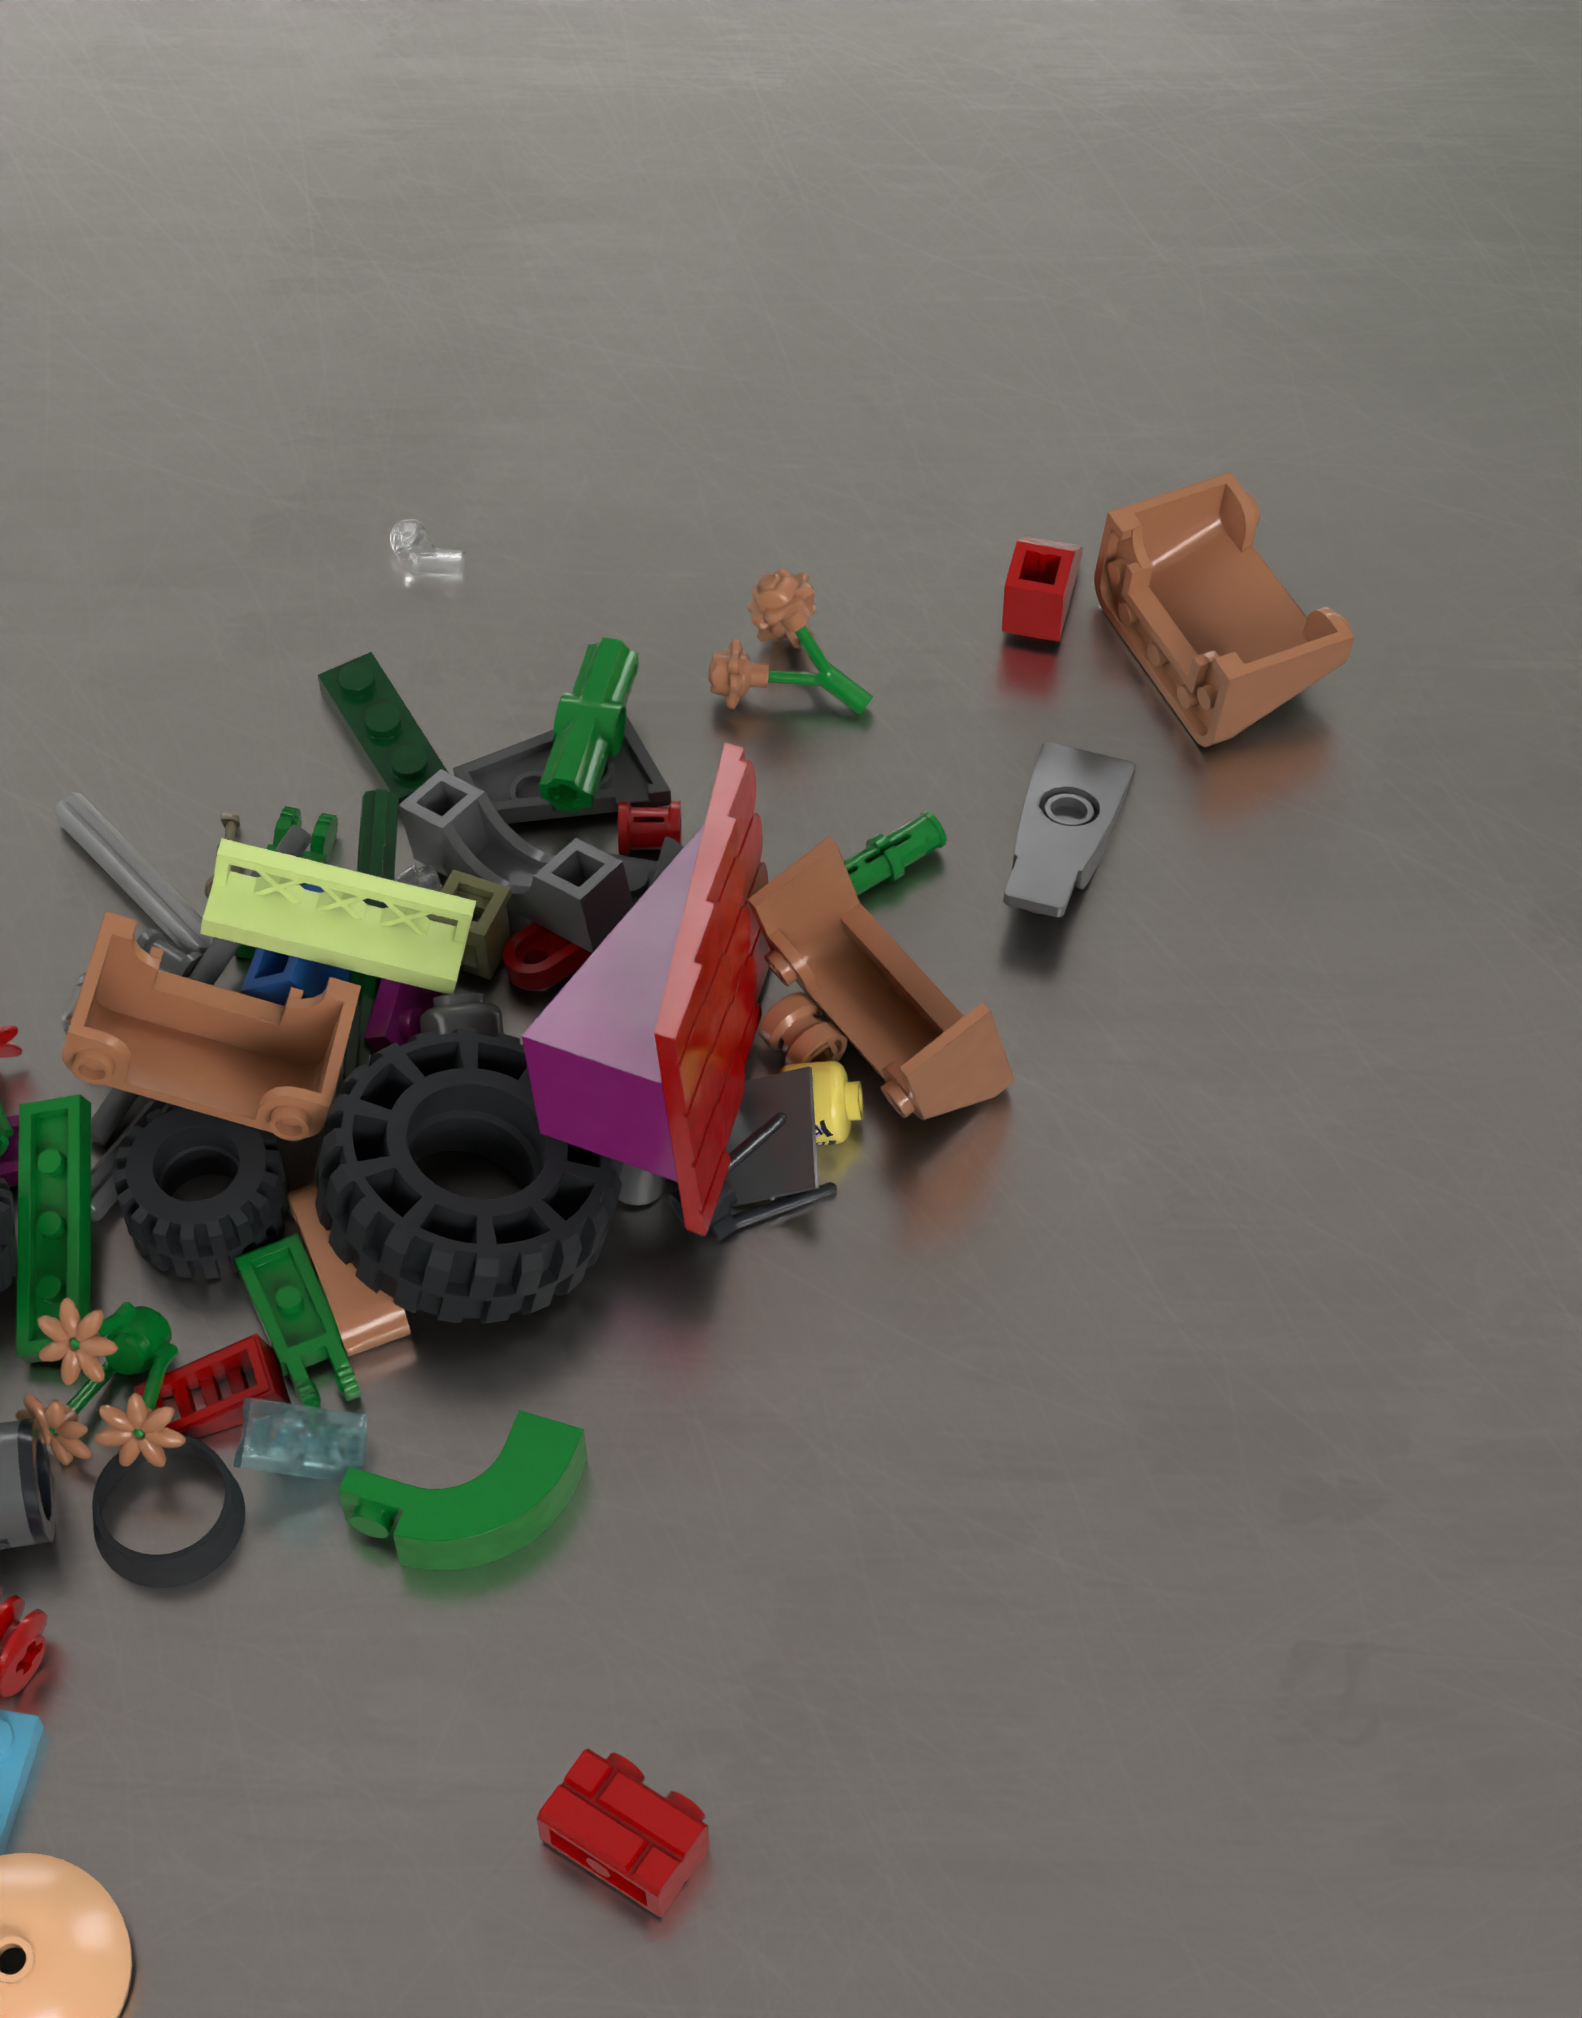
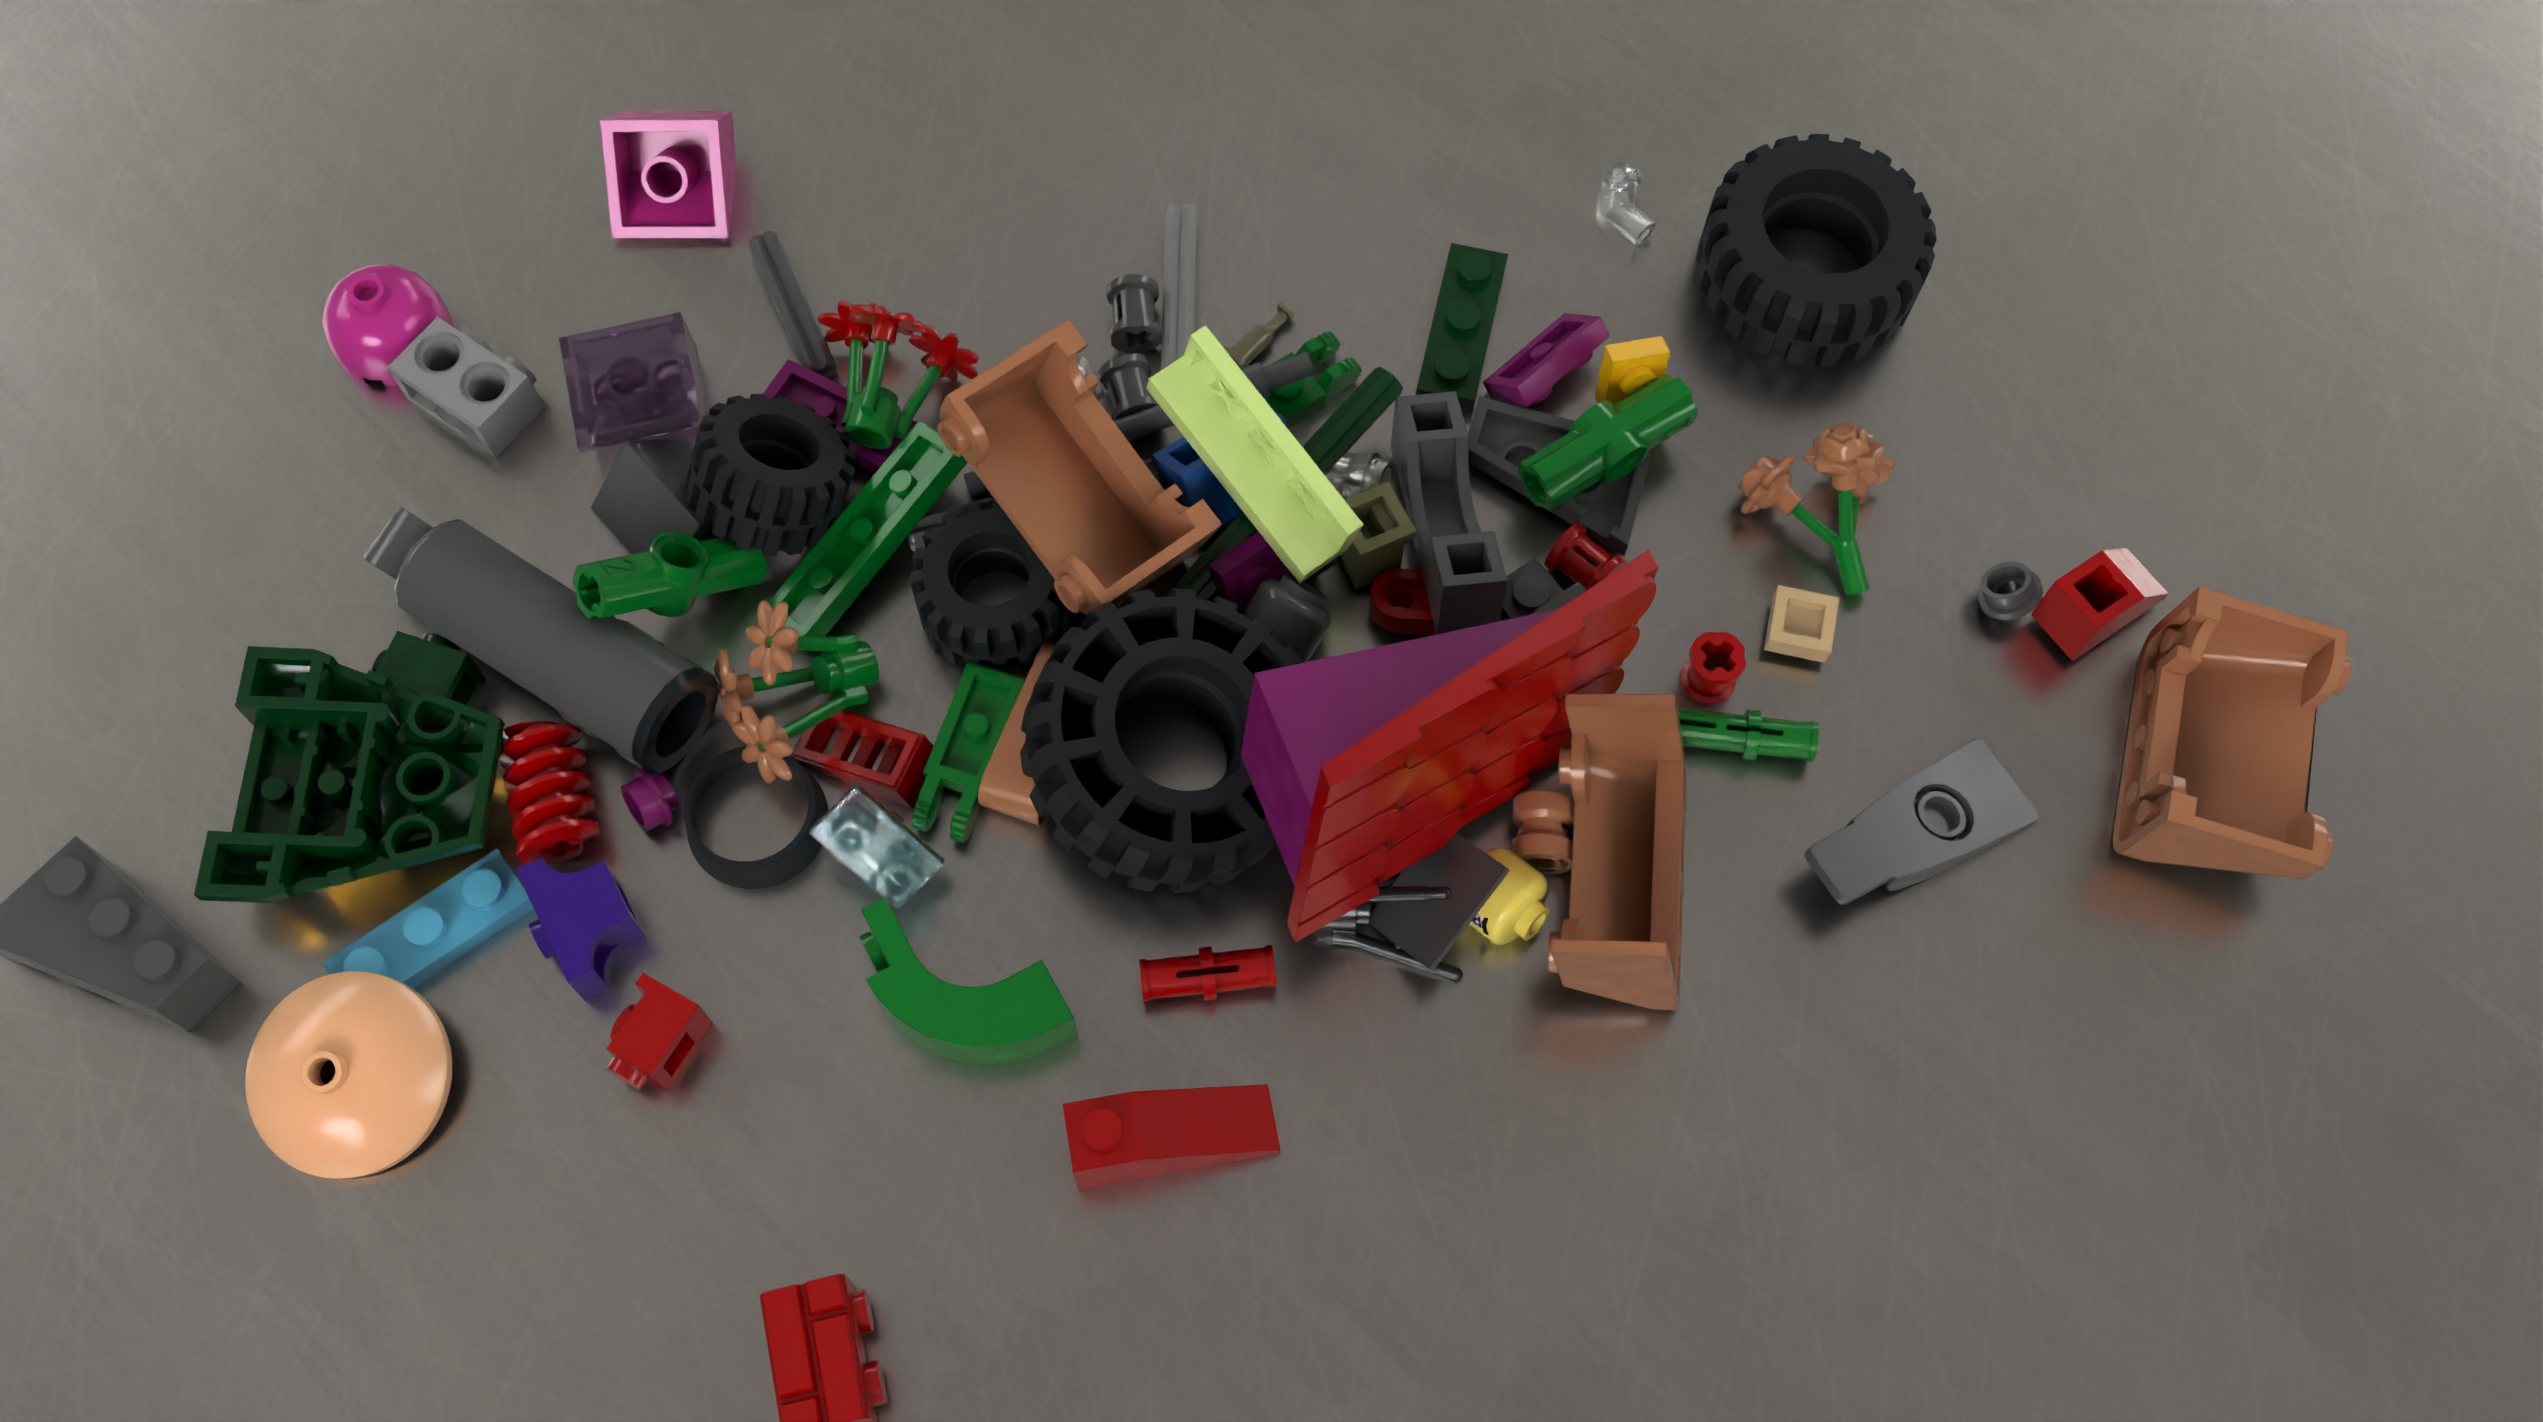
camera: 40 degrees right, 10 degrees up
(66, 1567) = (650, 800): none -> magenta plate
(100, 1694) = (580, 921): none -> dark purple brick
(103, 895) = (1134, 313): none -> dark grey bush
(253, 1722) = (656, 1036): none -> red brick
(478, 705) = (1546, 359): none -> magenta plate
(555, 664) = (1630, 367): none -> yellow bracket
(604, 428) = (1825, 190): none -> black tyre
(648, 1330) = (1254, 969): none -> red pin
(724, 1465) = (1167, 1132): none -> red slope
(813, 820) = (1708, 651): none -> red bush
(848, 754) = (1801, 624): none -> tan plate
(973, 623) = (2009, 591): none -> dark grey plate

